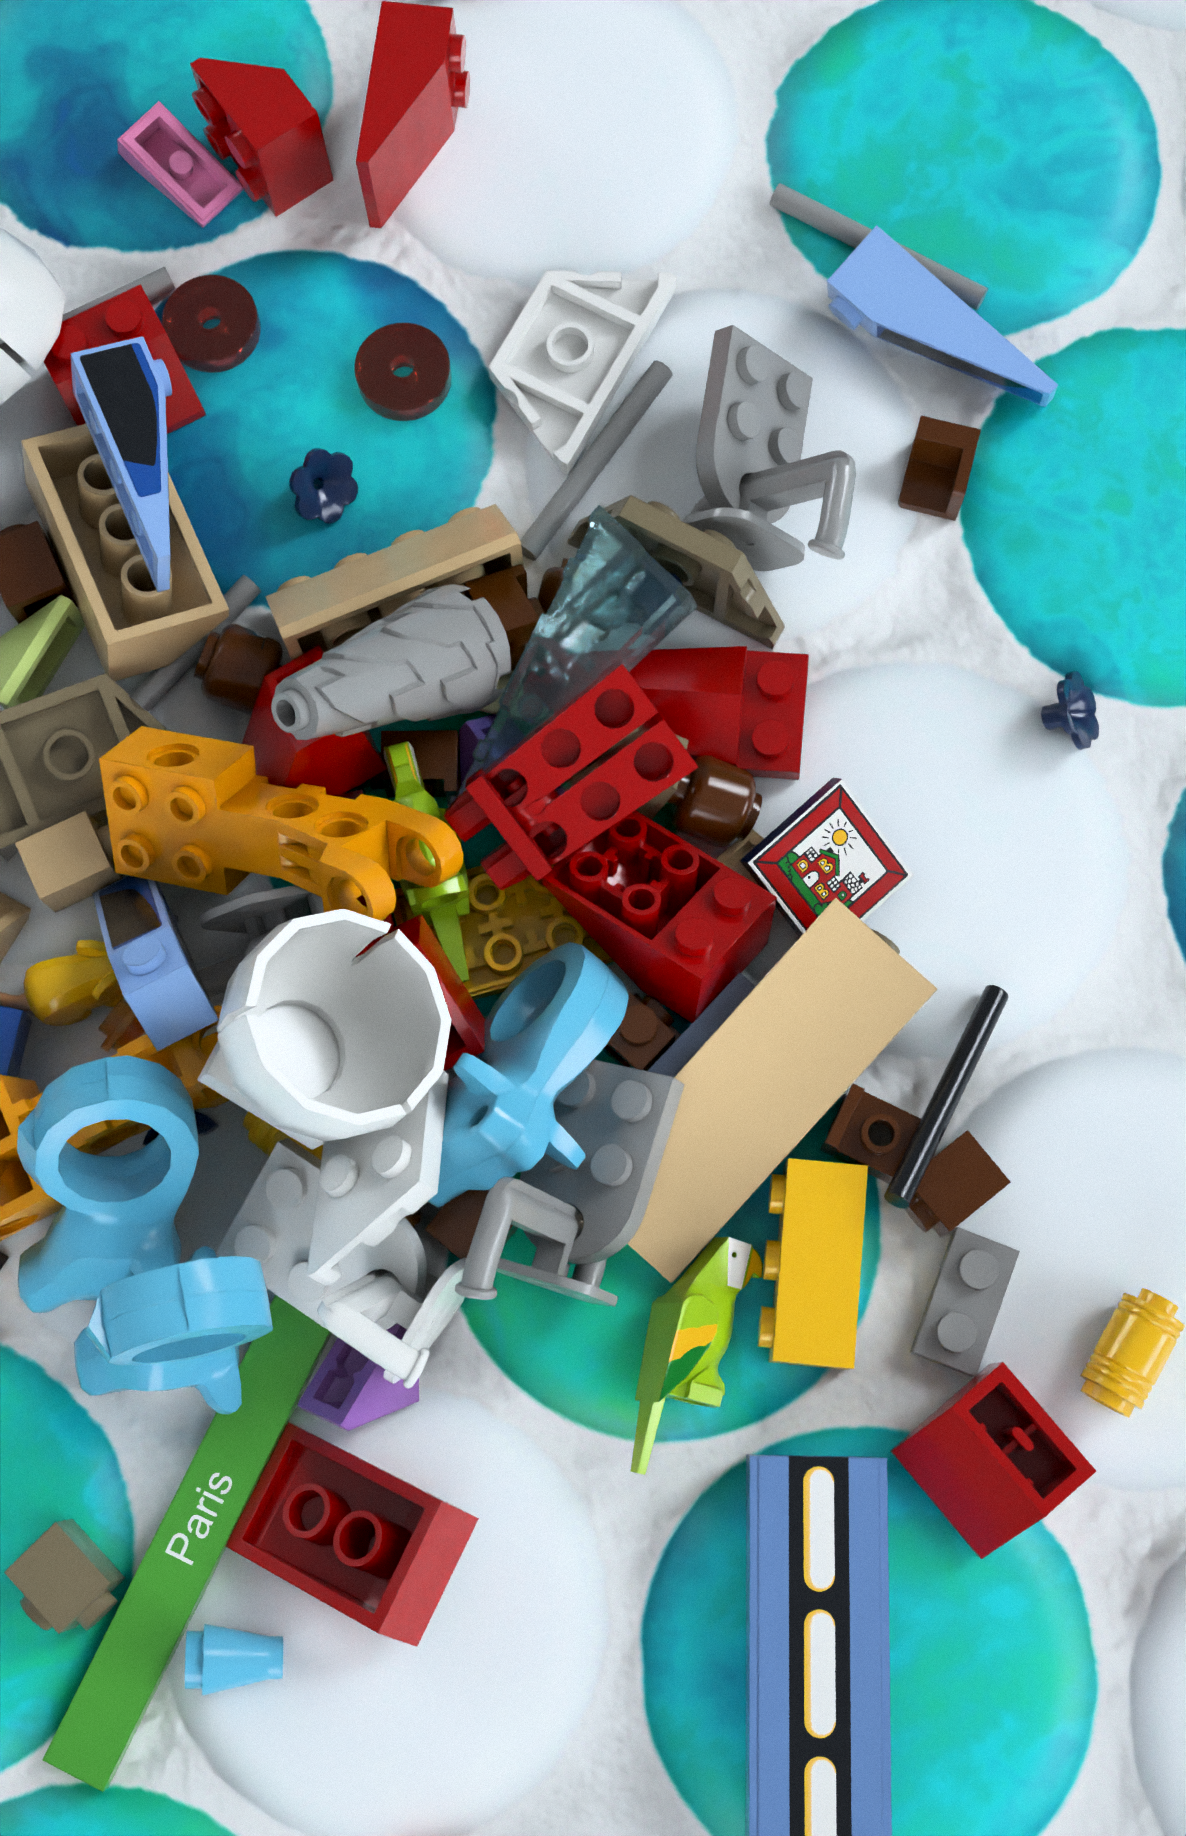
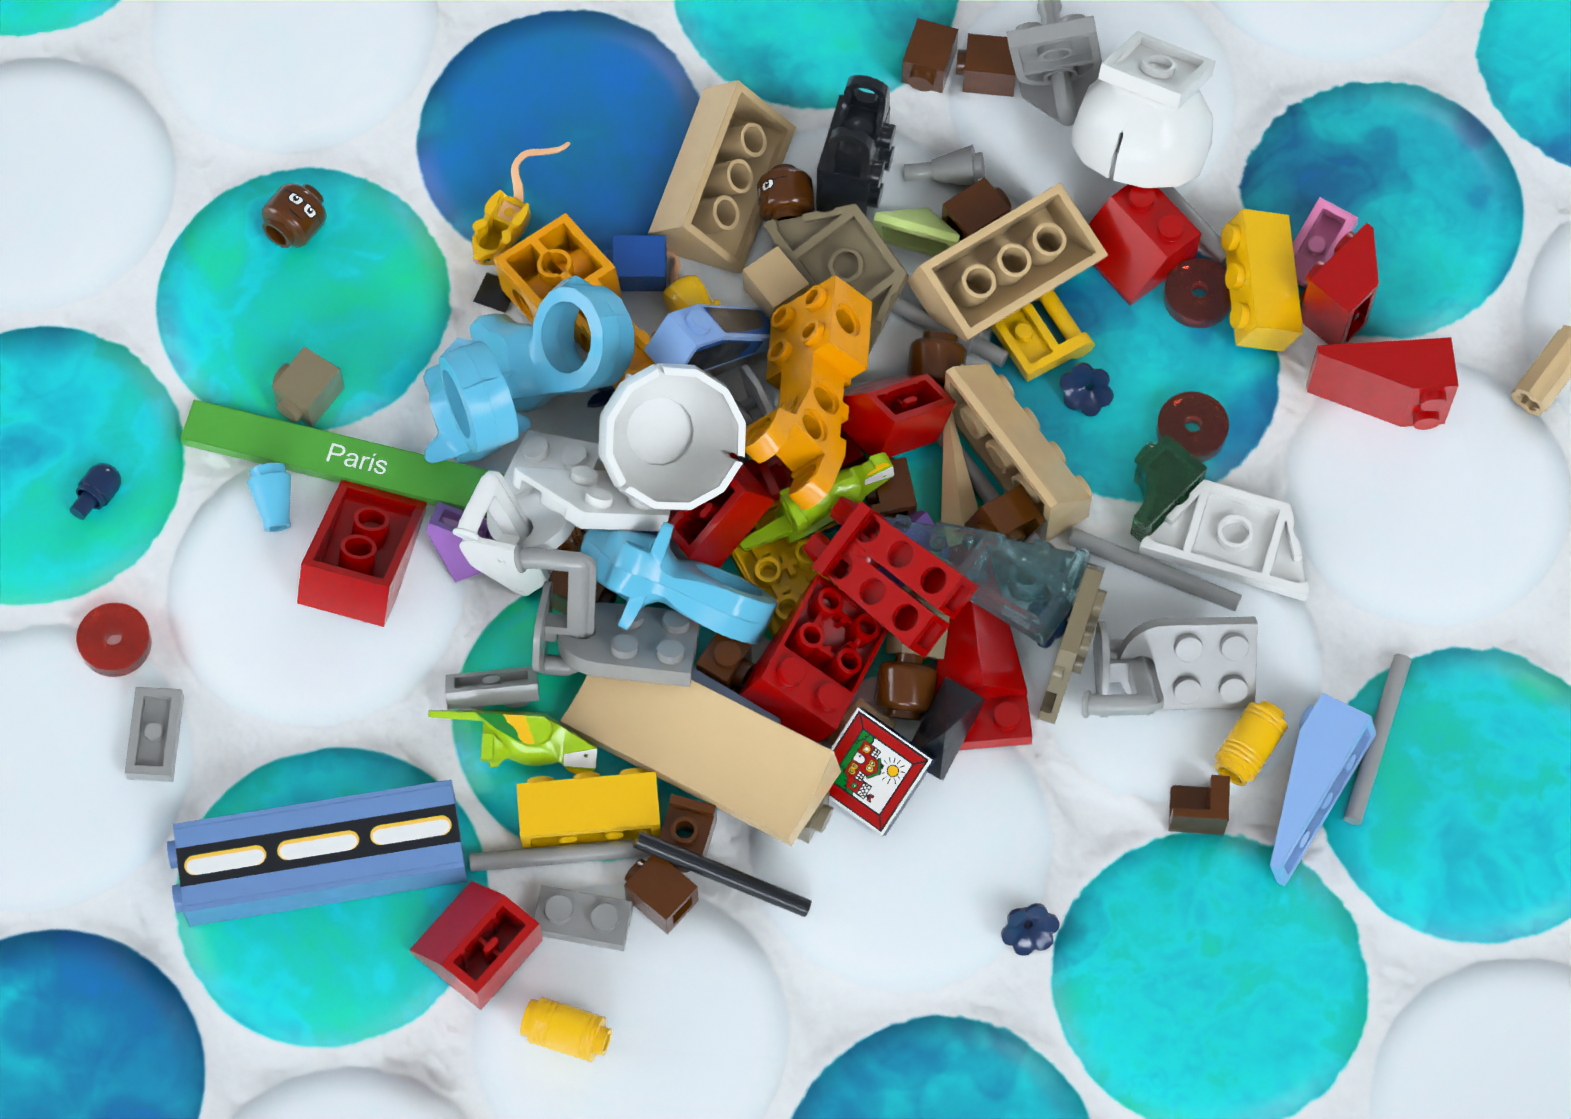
camera: 75 degrees right, 10 degrees down
(125, 411) = (1081, 249): slope -> none
(219, 233) = (1262, 280): none -> yellow brick
(242, 540) = (1032, 343): none -> yellow plate
(414, 665) = (934, 442): light grey cone -> none
(482, 417) = (1165, 478): none -> clear green arch
(605, 1373) = (494, 687): none -> light grey plate
(778, 754) = (947, 724): none -> black slope
(862, 1378) = (554, 855): none -> light grey bar
(863, 390) = (1250, 742): none -> yellow head

